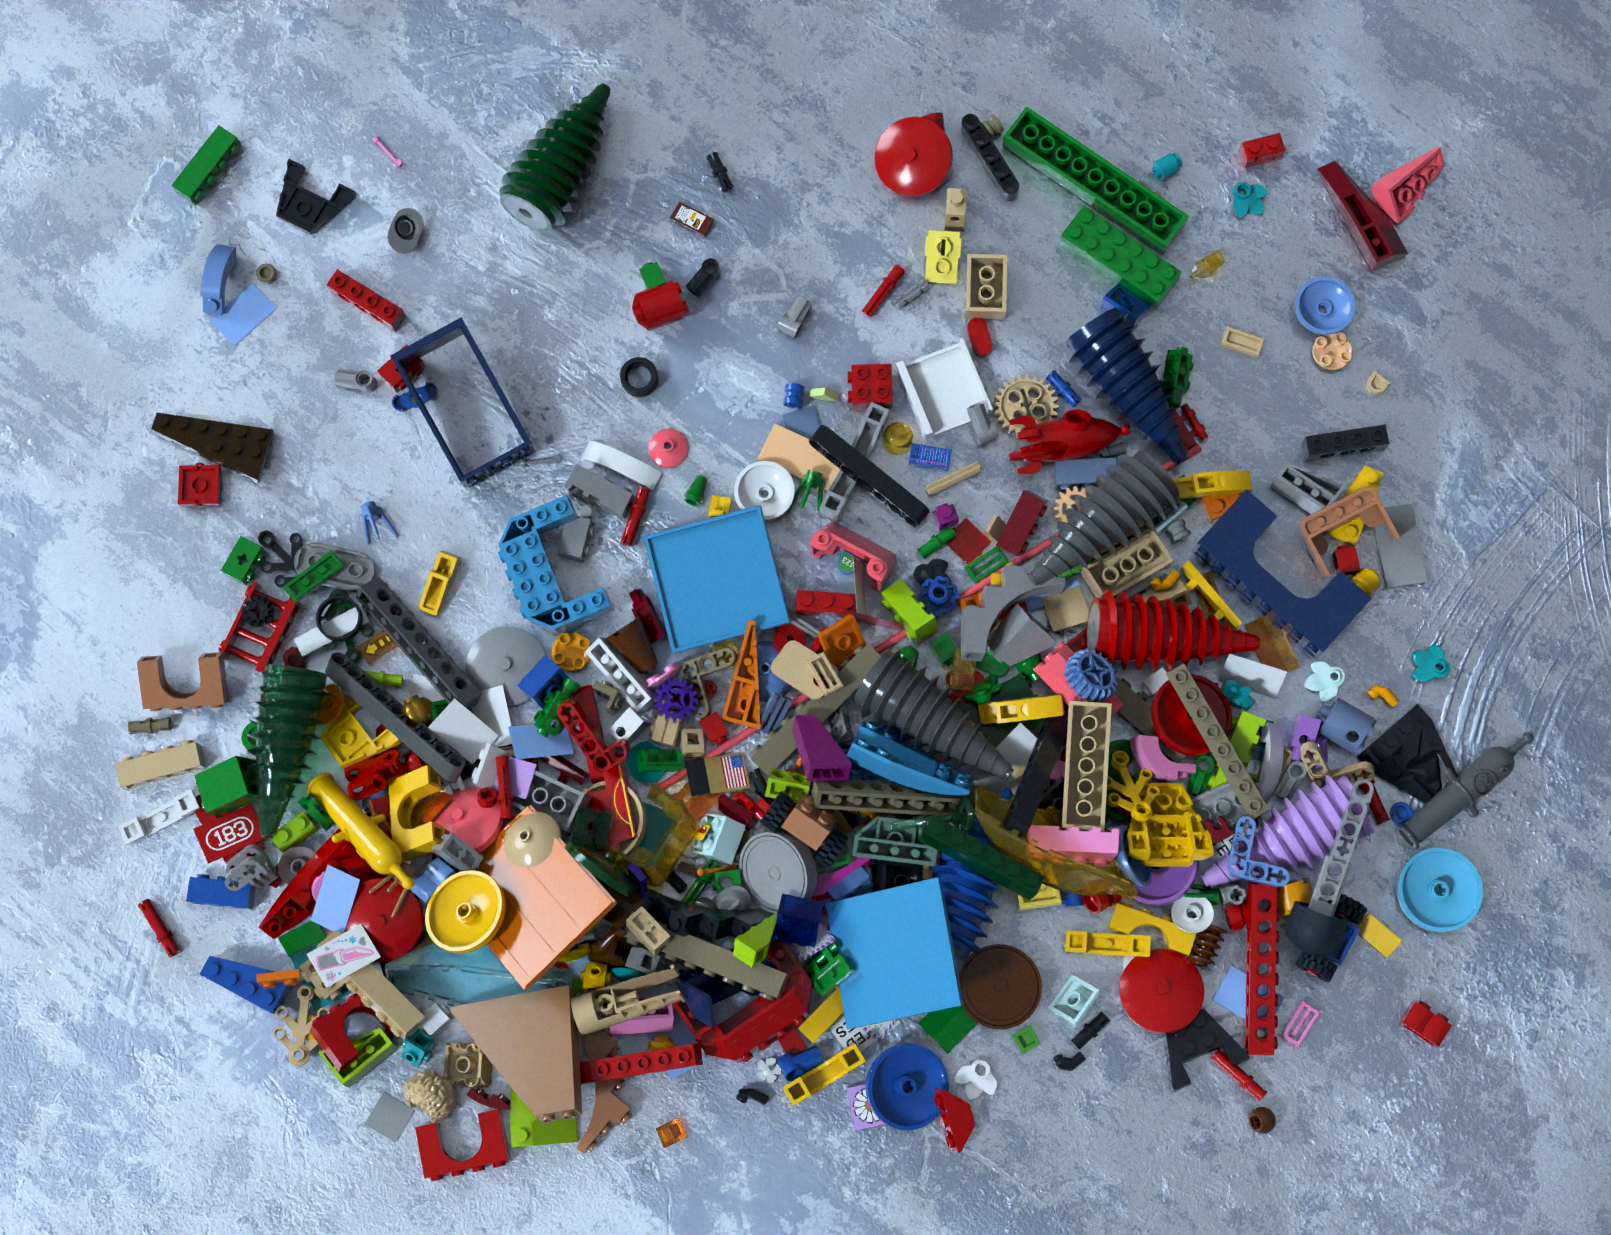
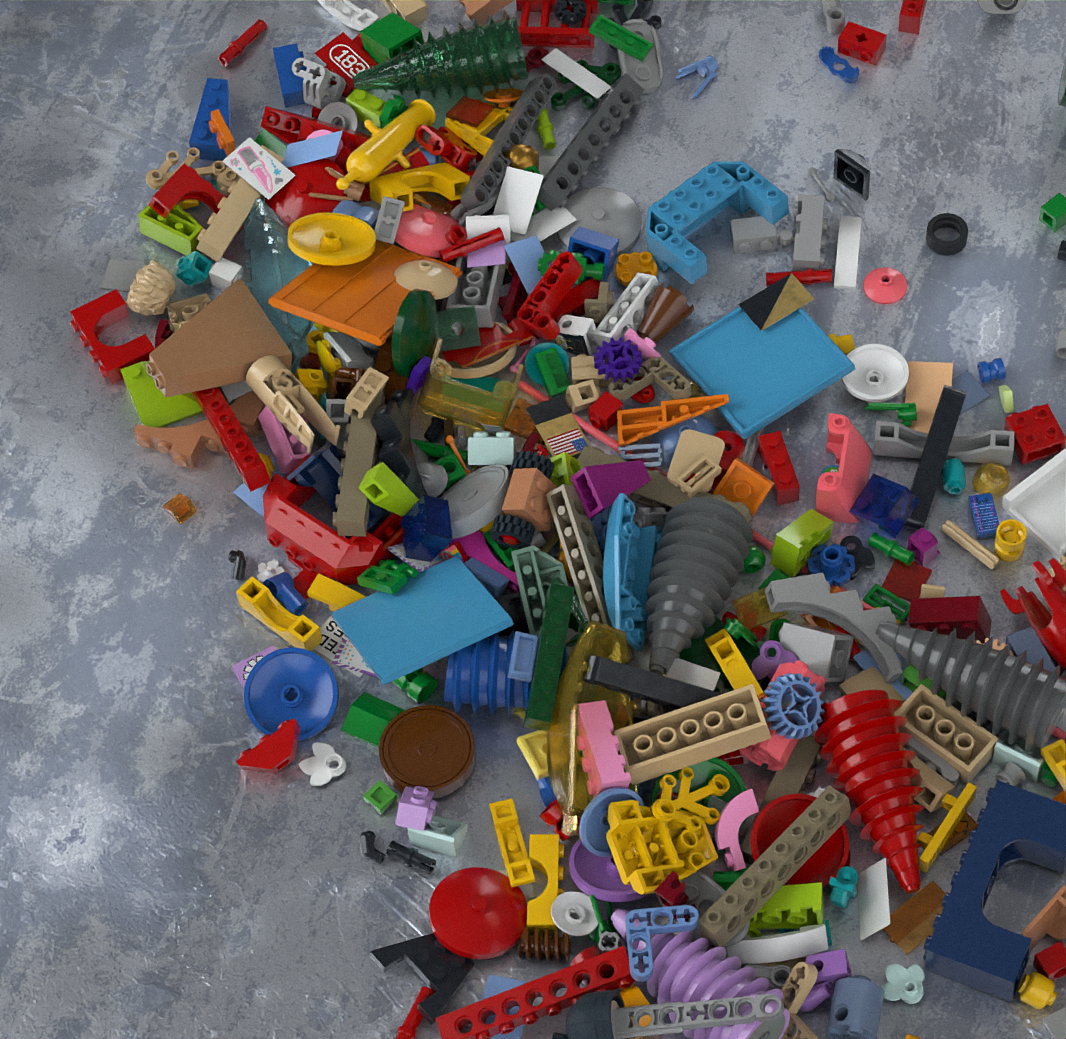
camera: 70 degrees right, 20 degrees down
(330, 600) = (589, 56): black tyre -> none
(339, 740) = (470, 111): none -> clear red piece
(376, 646) = (573, 115): clear orange tile -> none
(431, 343) = (858, 27): dark blue door -> none
(439, 582) = (661, 141): yellow slope -> none
(545, 428) = (852, 172): none -> black slope
(644, 608) = (699, 318): dark red hinge -> none
(659, 305) = (1030, 223): red cylinder -> none
(664, 545) = (776, 302): none -> sticker
(696, 491) = (848, 319): green cone -> none
(859, 586) = (801, 489): white sticker -> none
(874, 620) = (776, 506): red sticker -> none
(888, 465) = (953, 476): none -> teal brick
(903, 533) = (884, 505): none -> clear blue brick
(966, 445) = (1010, 540): none -> yellow wheel
(971, 879) = (523, 656): none -> medium blue tile
(984, 429) = (1042, 546): light grey piece -> none
(1025, 676) = (767, 665): none -> medium lavender plate
(1058, 1013) = (415, 808): none -> lavender brick
(1166, 583) = (942, 775): light orange arm -> none

